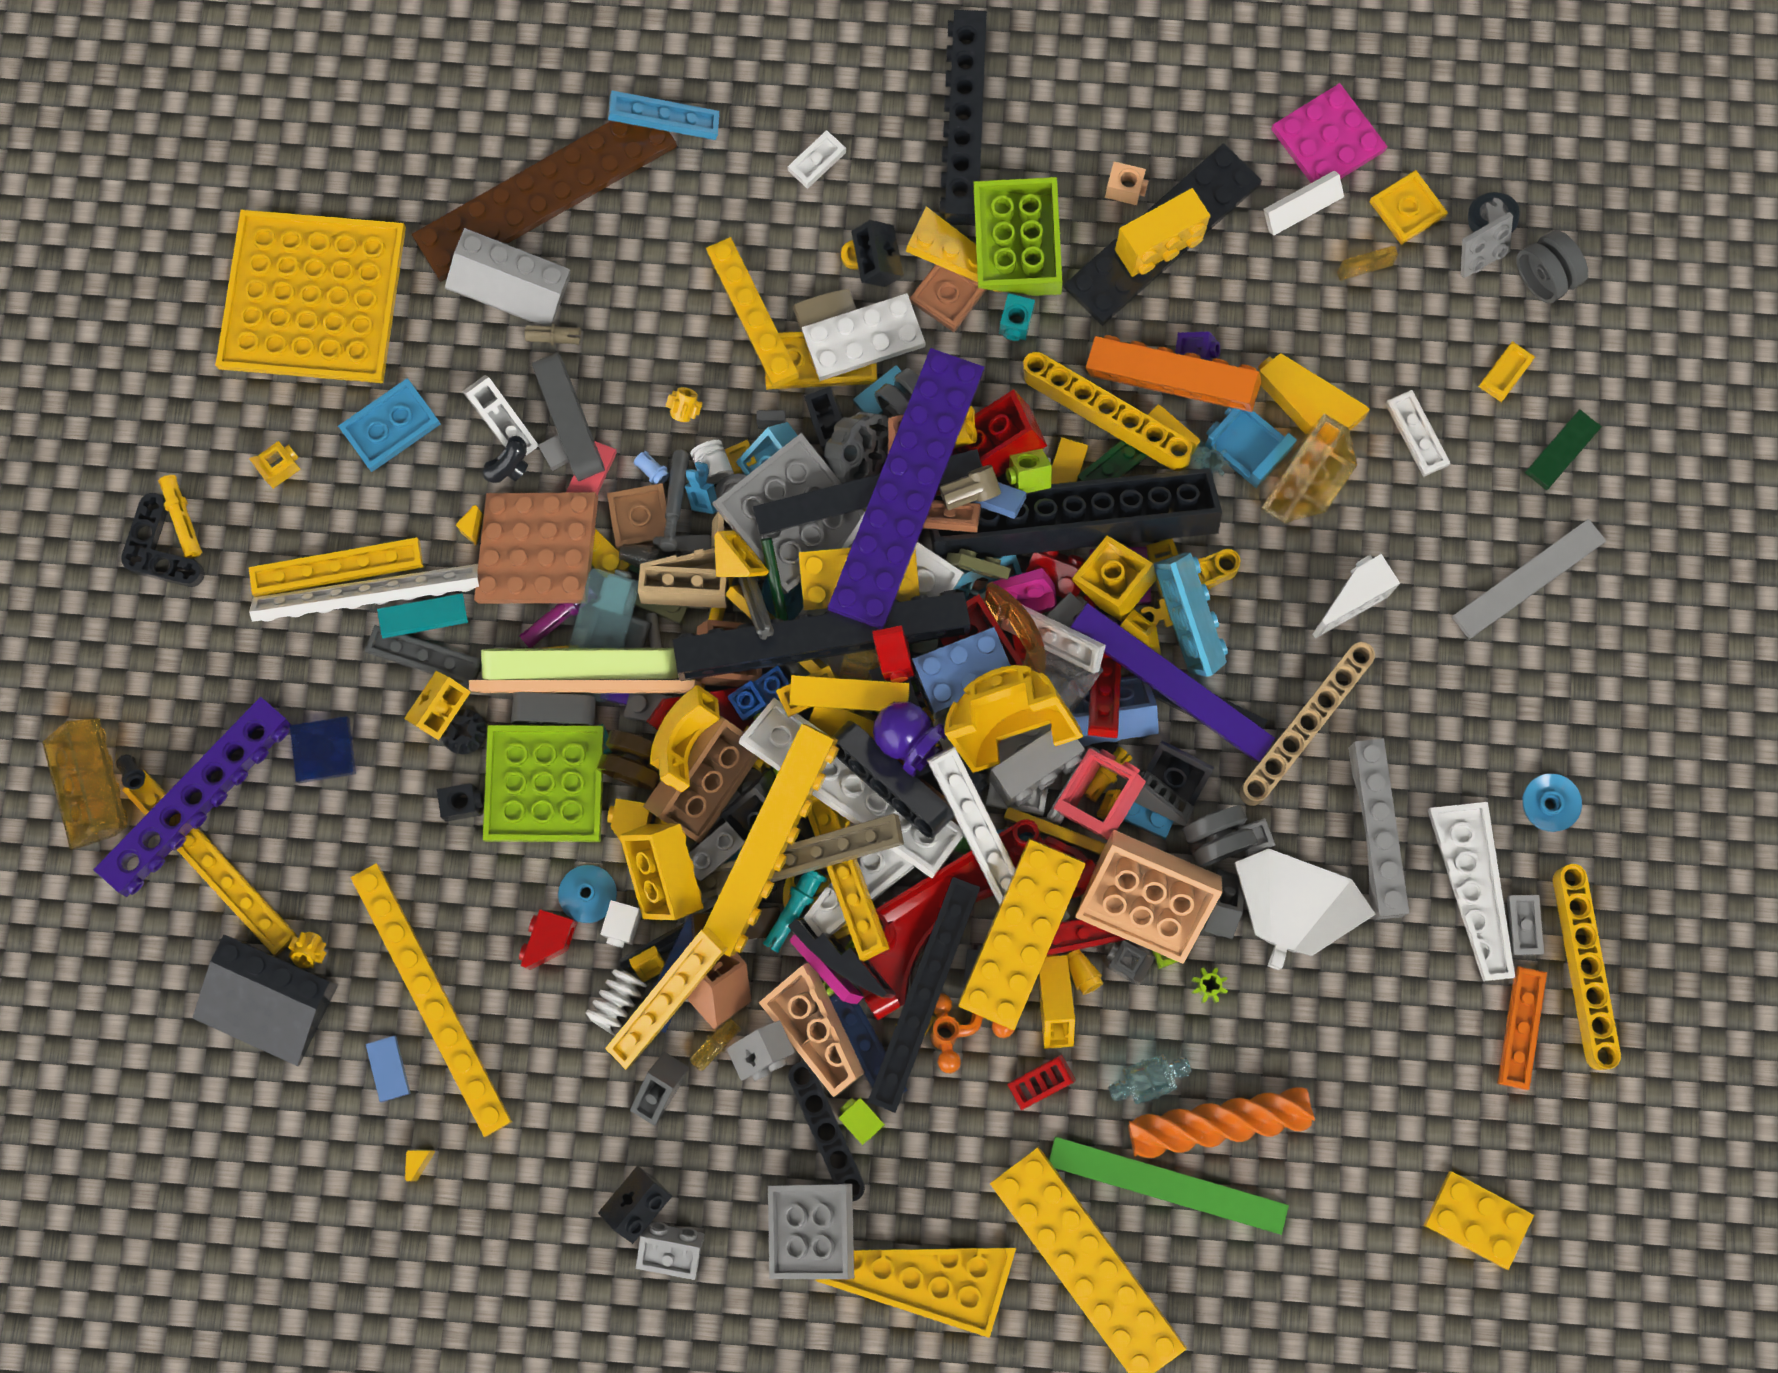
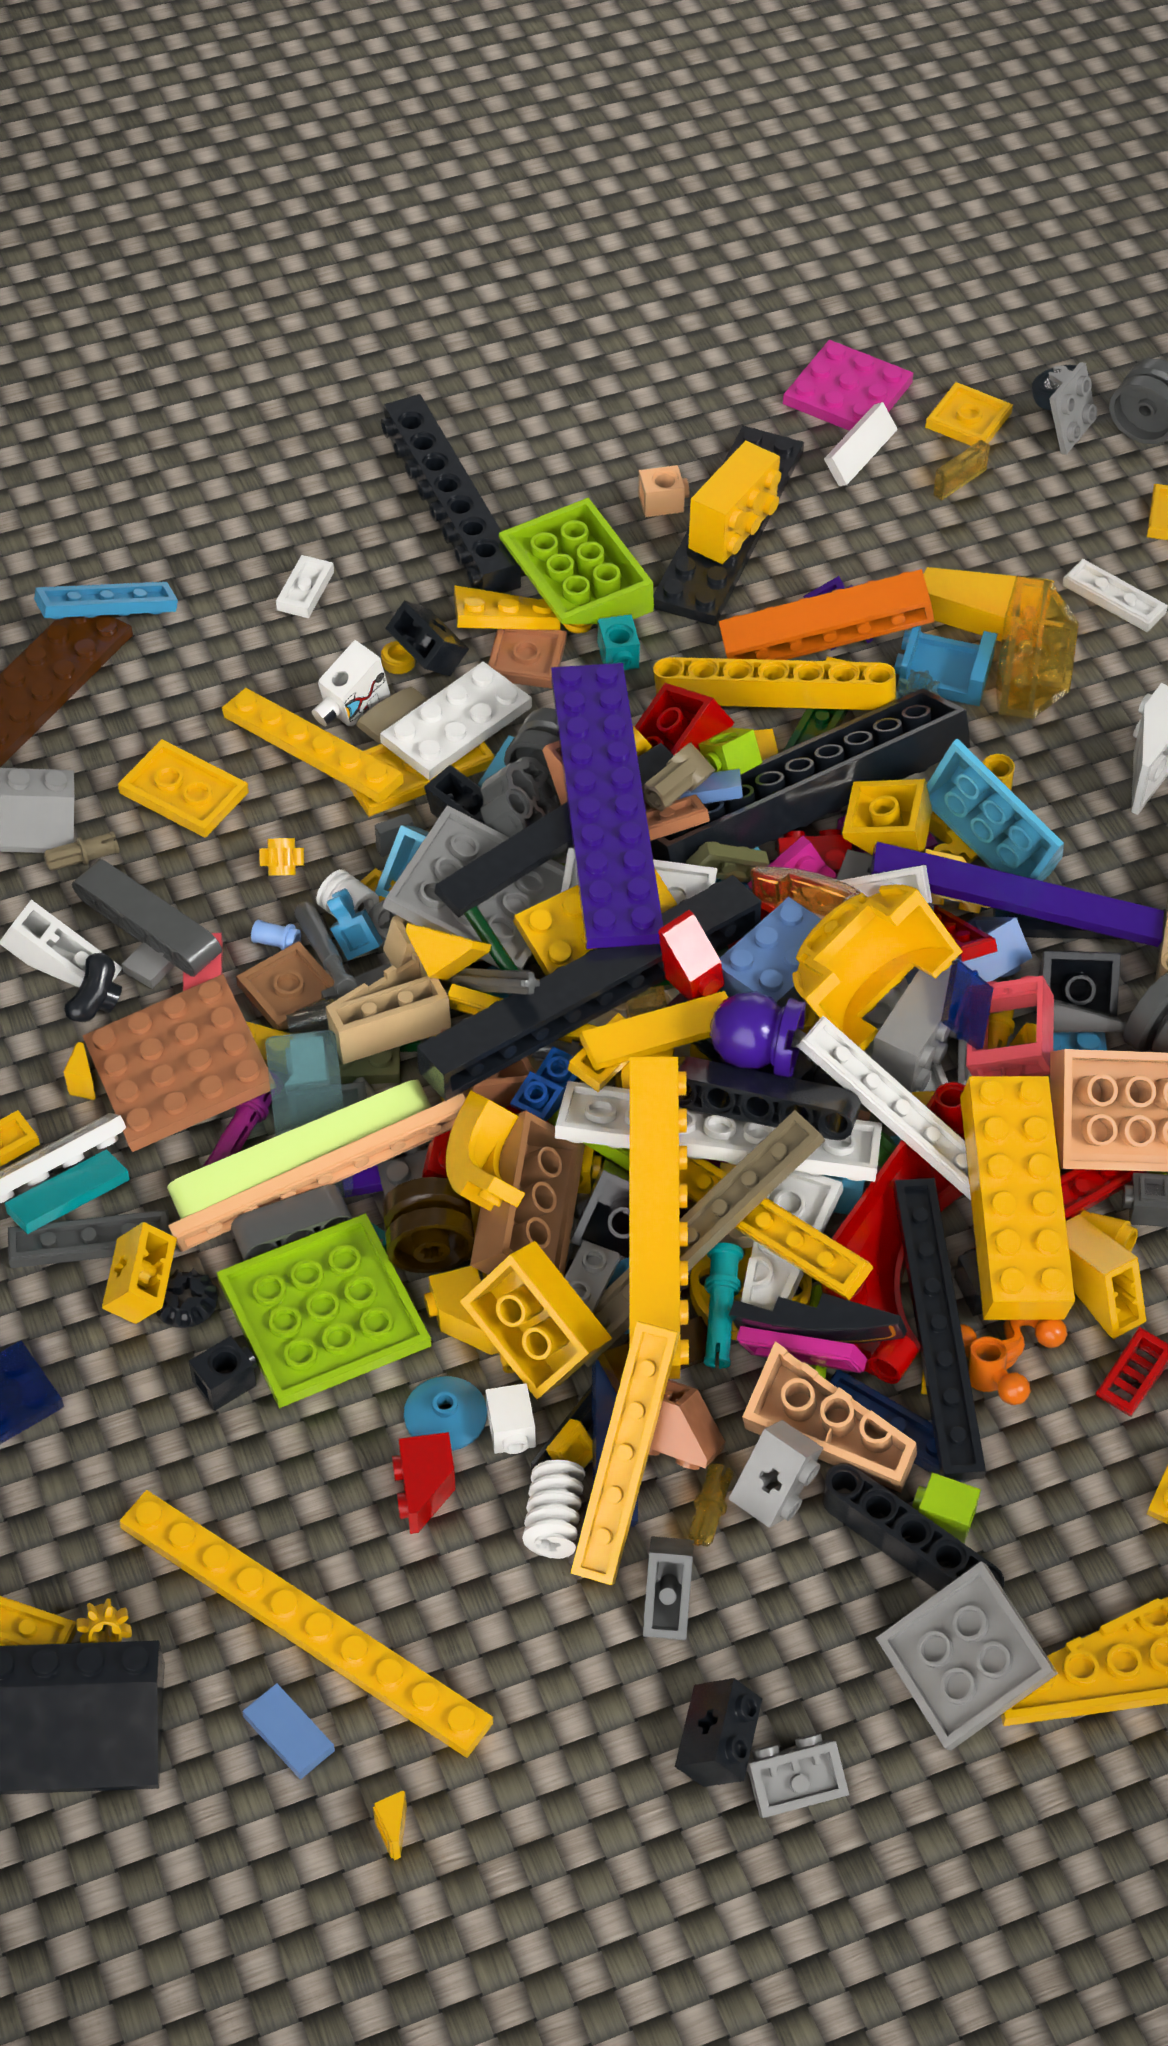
camera: 30 degrees left, 25 degrees down
(646, 310) = (183, 788): none -> yellow plate
(800, 276) = (351, 686): none -> white torso
(1071, 771) = (967, 1004): none -> clear blue piece

